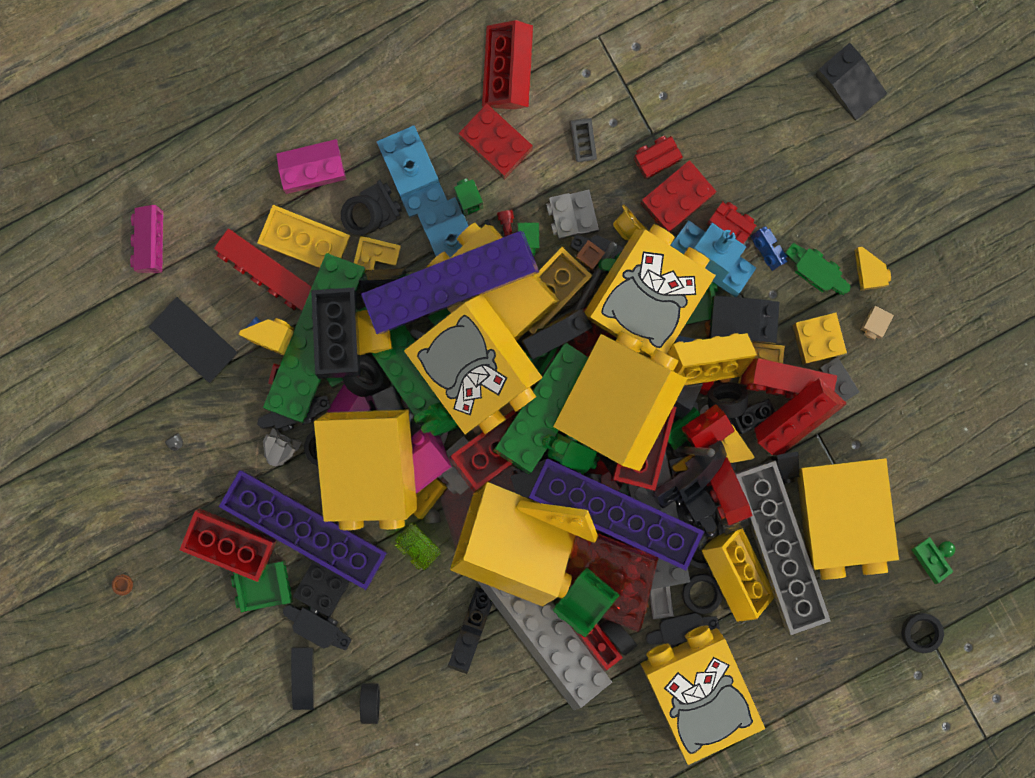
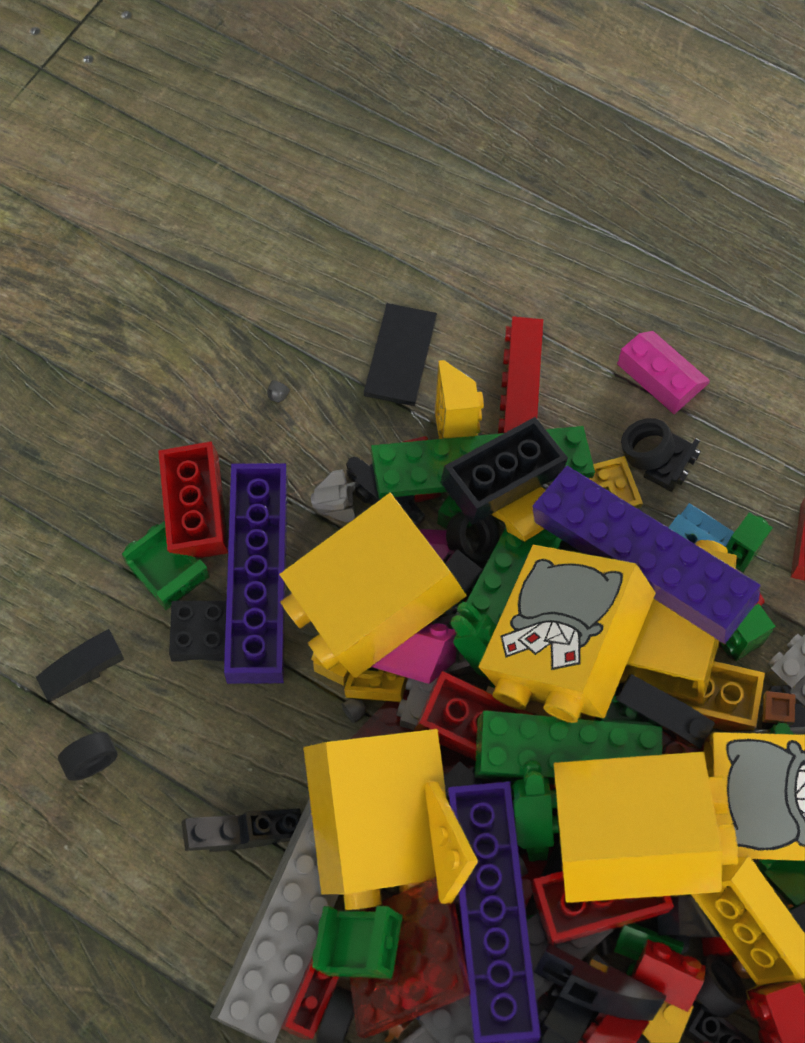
camera: 60 degrees right, 20 degrees down
(122, 584) = (86, 421): dark orange plate -> none
(147, 239) = (479, 254): dark pink slope -> none
(301, 237) = (582, 398): yellow plate -> none
(316, 628) = (148, 649): black hinge -> none
(411, 171) = (730, 472): dark azure brick -> none
(418, 546) = (311, 709): clear neon green slope -> none
(684, 450) = (624, 965): dark grey piece -> none

